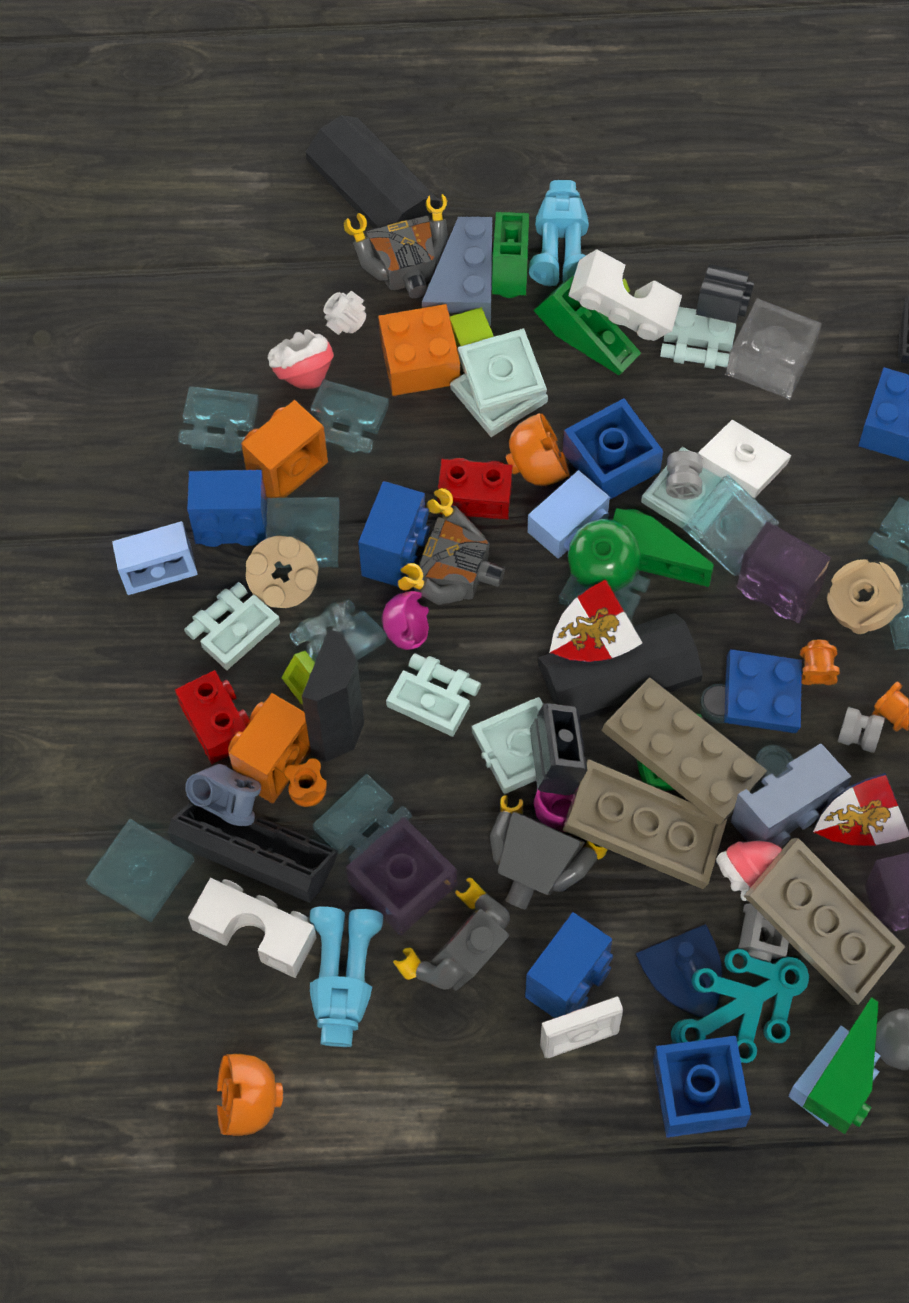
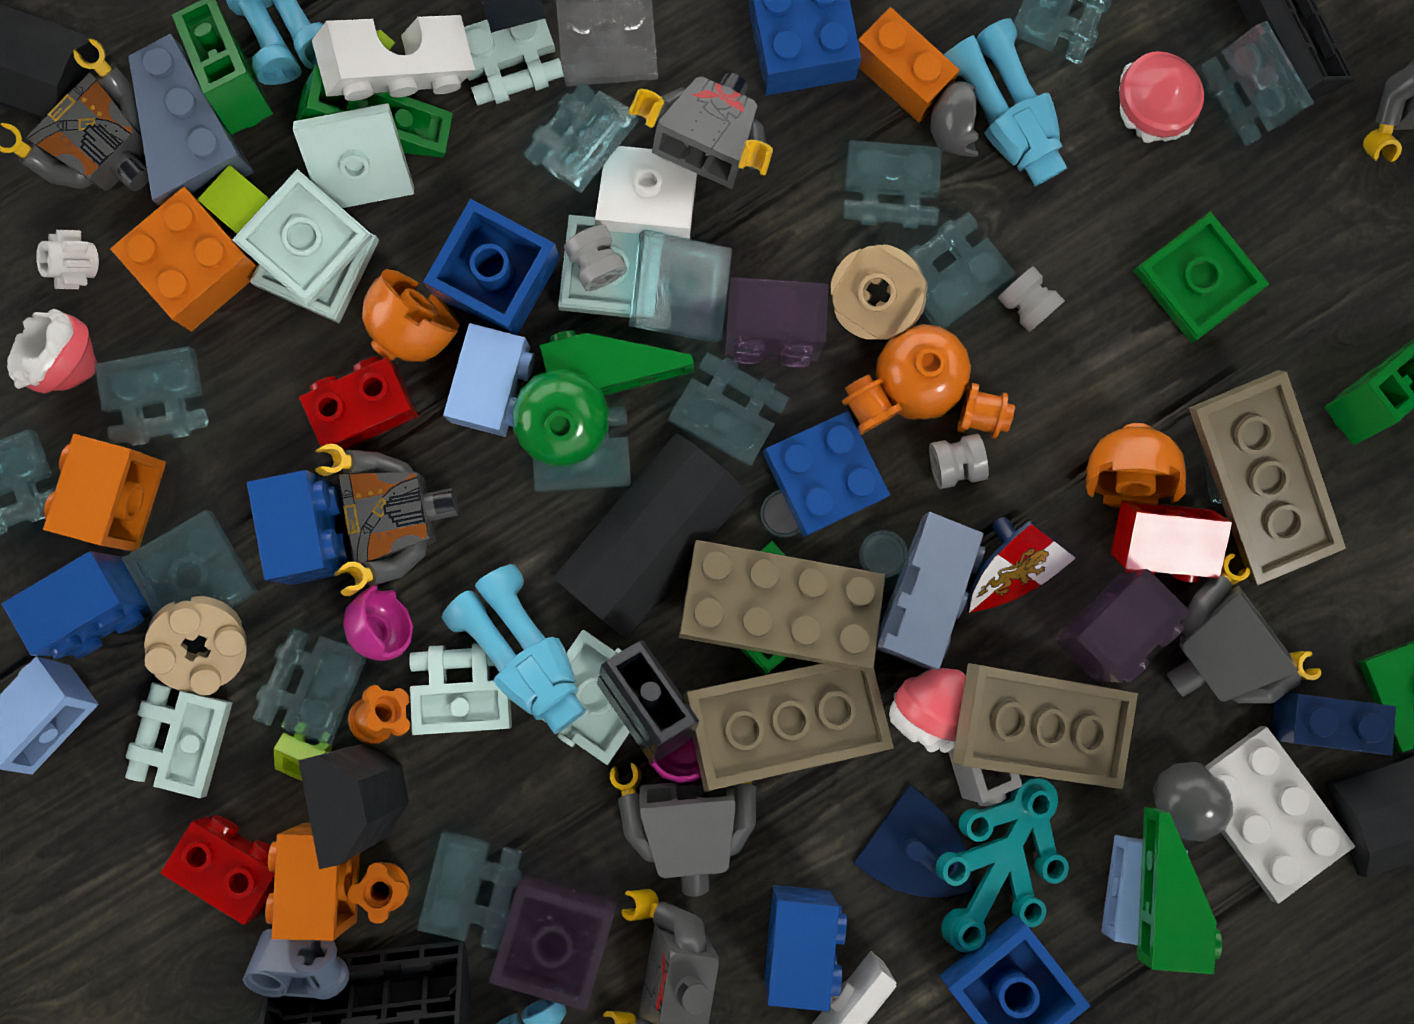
camera: 35 degrees left, 20 degrees up
(376, 675) = (379, 715): none -> orange brick
(495, 701) = (537, 677): none -> medium azure piece
(565, 342) = (355, 155): none -> light aqua plate
(594, 628) = (601, 519): shield -> none
(710, 621) = (721, 420): none -> clear light blue plate
(718, 404) = (587, 142): none -> clear light blue plate
(803, 437) = (707, 128): none -> dark grey torso
(869, 663) = (924, 371): none -> orange cylinder

